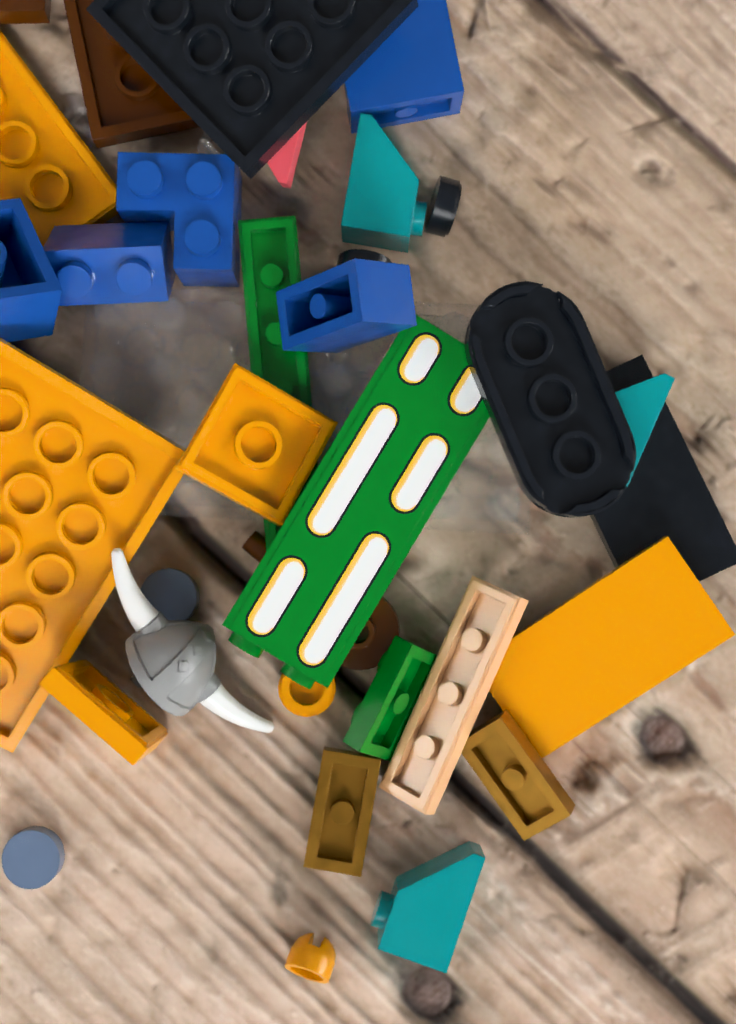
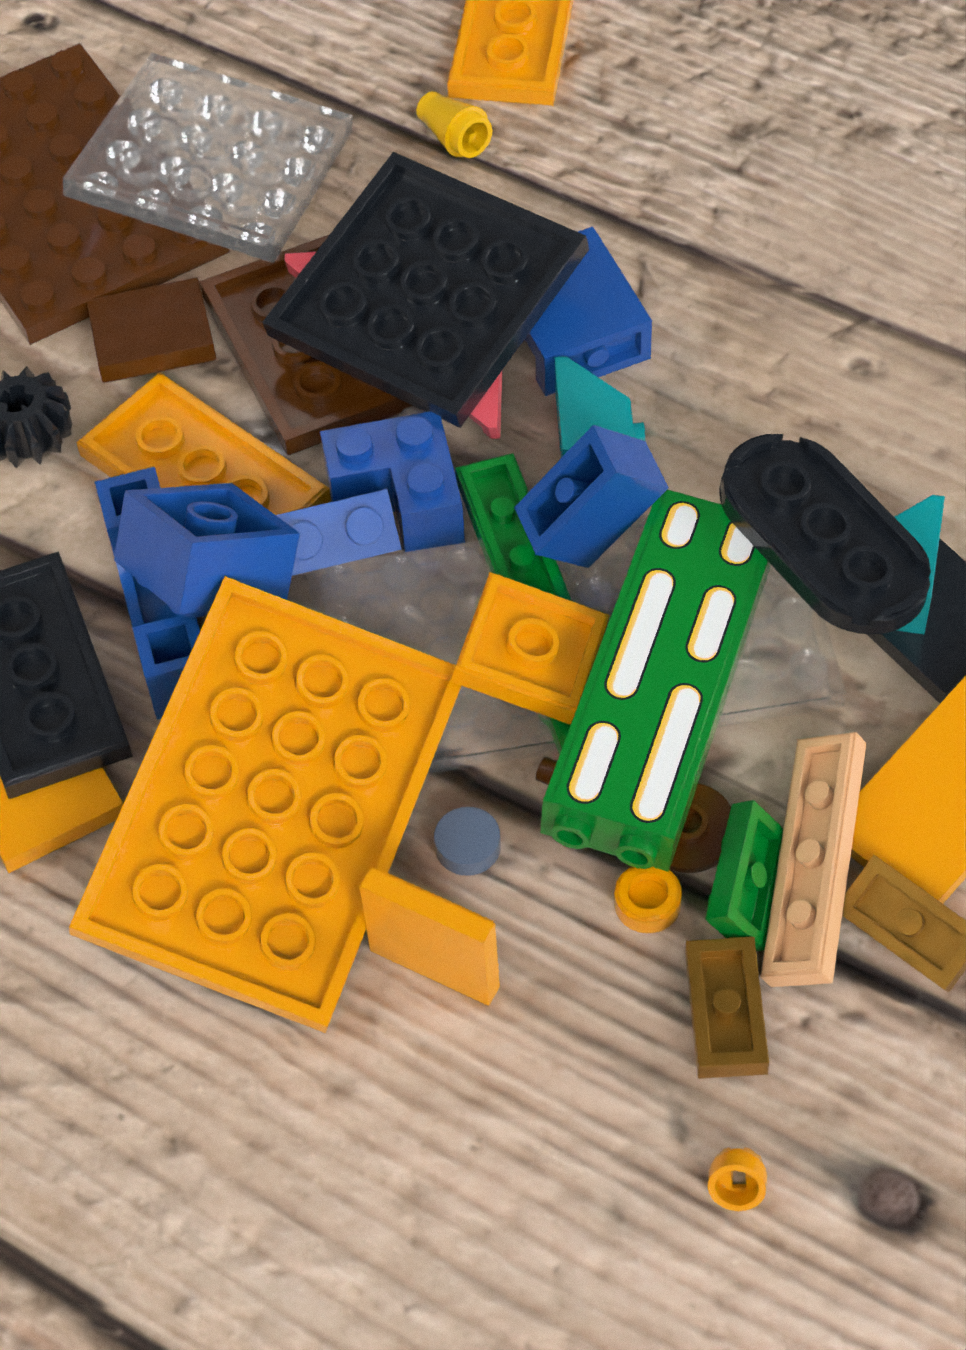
camera: 10 degrees left, 30 degrees down
(33, 857) = (374, 1144): sand blue tile -> none
(175, 657) = (496, 878): light grey helmet -> none
(429, 907) = (857, 1082): teal slope -> none
(443, 206) = (660, 426): black tile -> none

